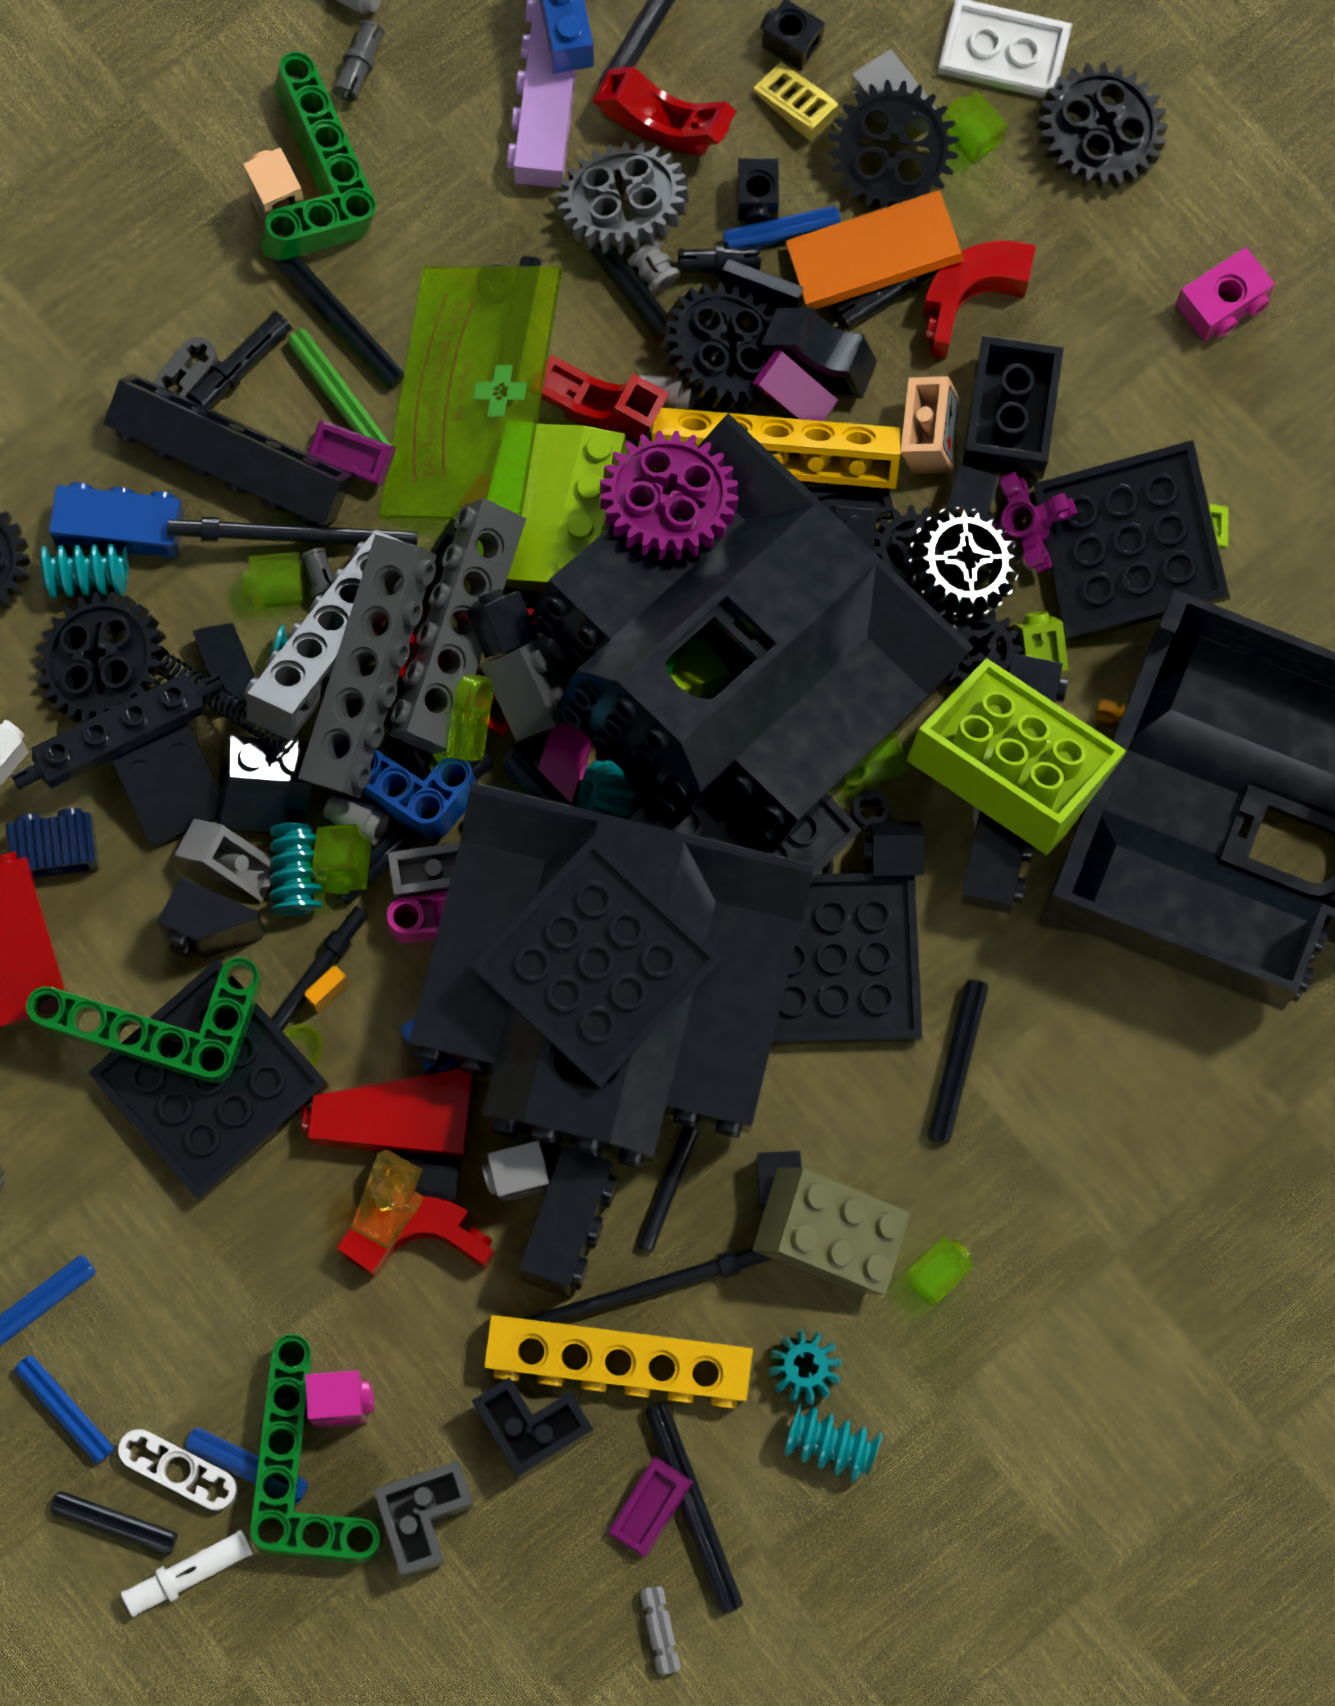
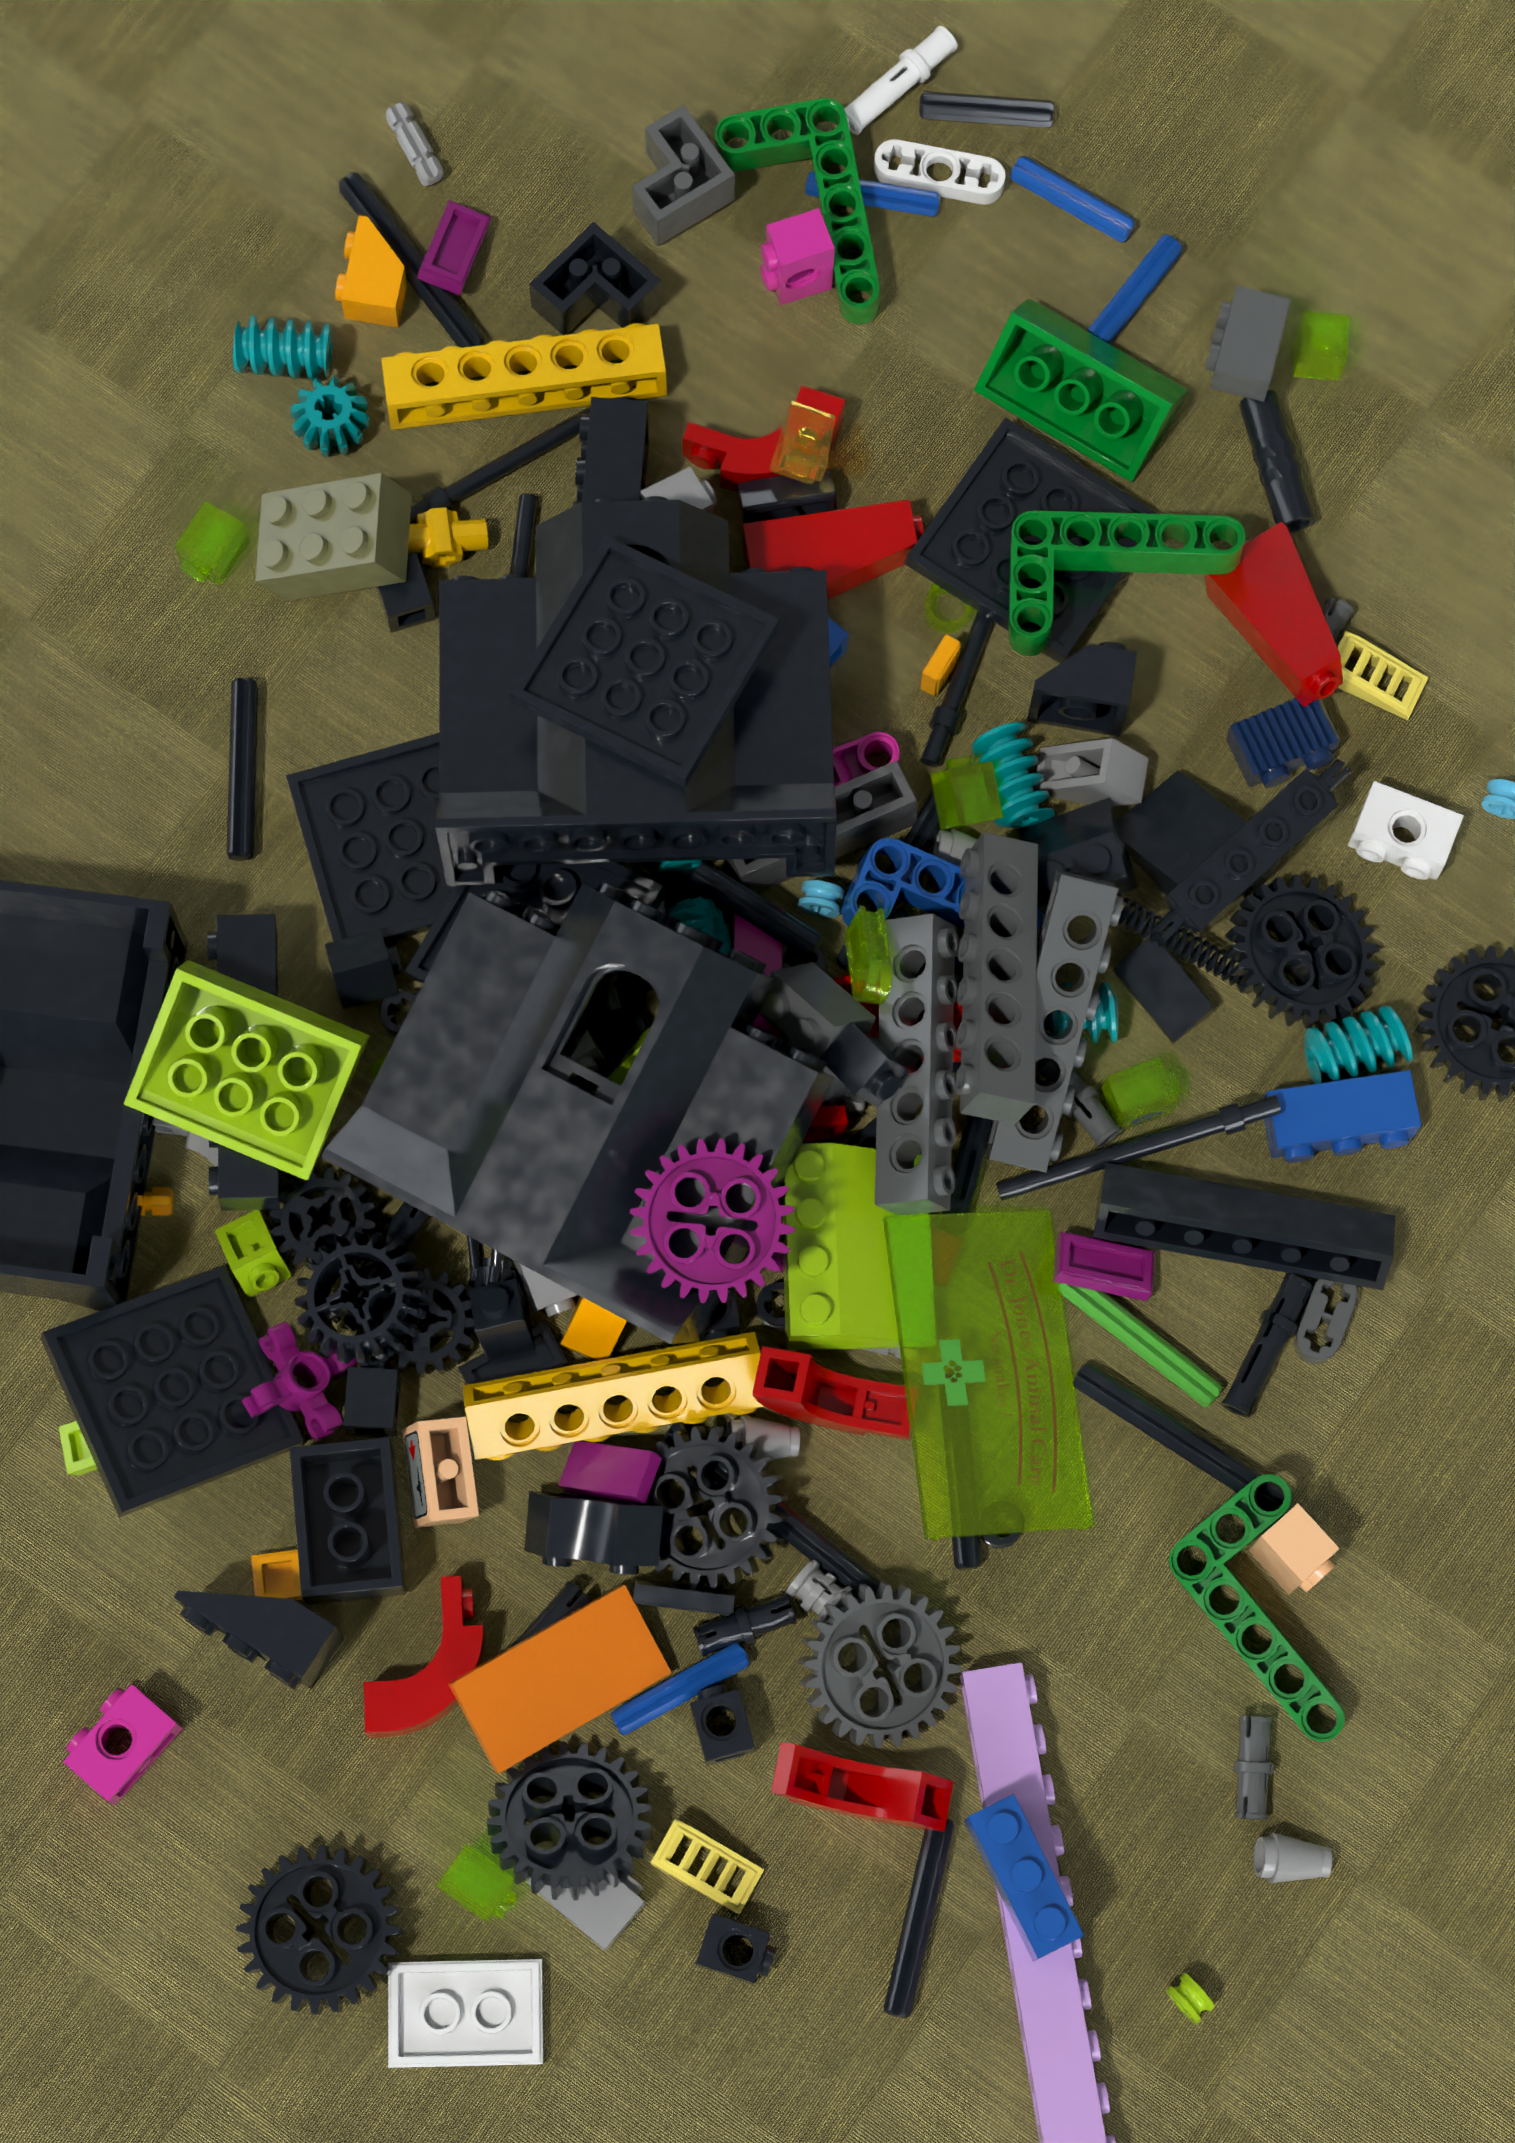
camera: 165 degrees right, 0 degrees up
(119, 1214) = (1079, 389): none -> green slope
(731, 1225) = (443, 538): none -> yellow axle
(731, 1494) = (374, 279): none -> light orange slope
(1077, 392) = (277, 1575): none -> light orange tile
(1099, 338) = (275, 1629): none -> black slope

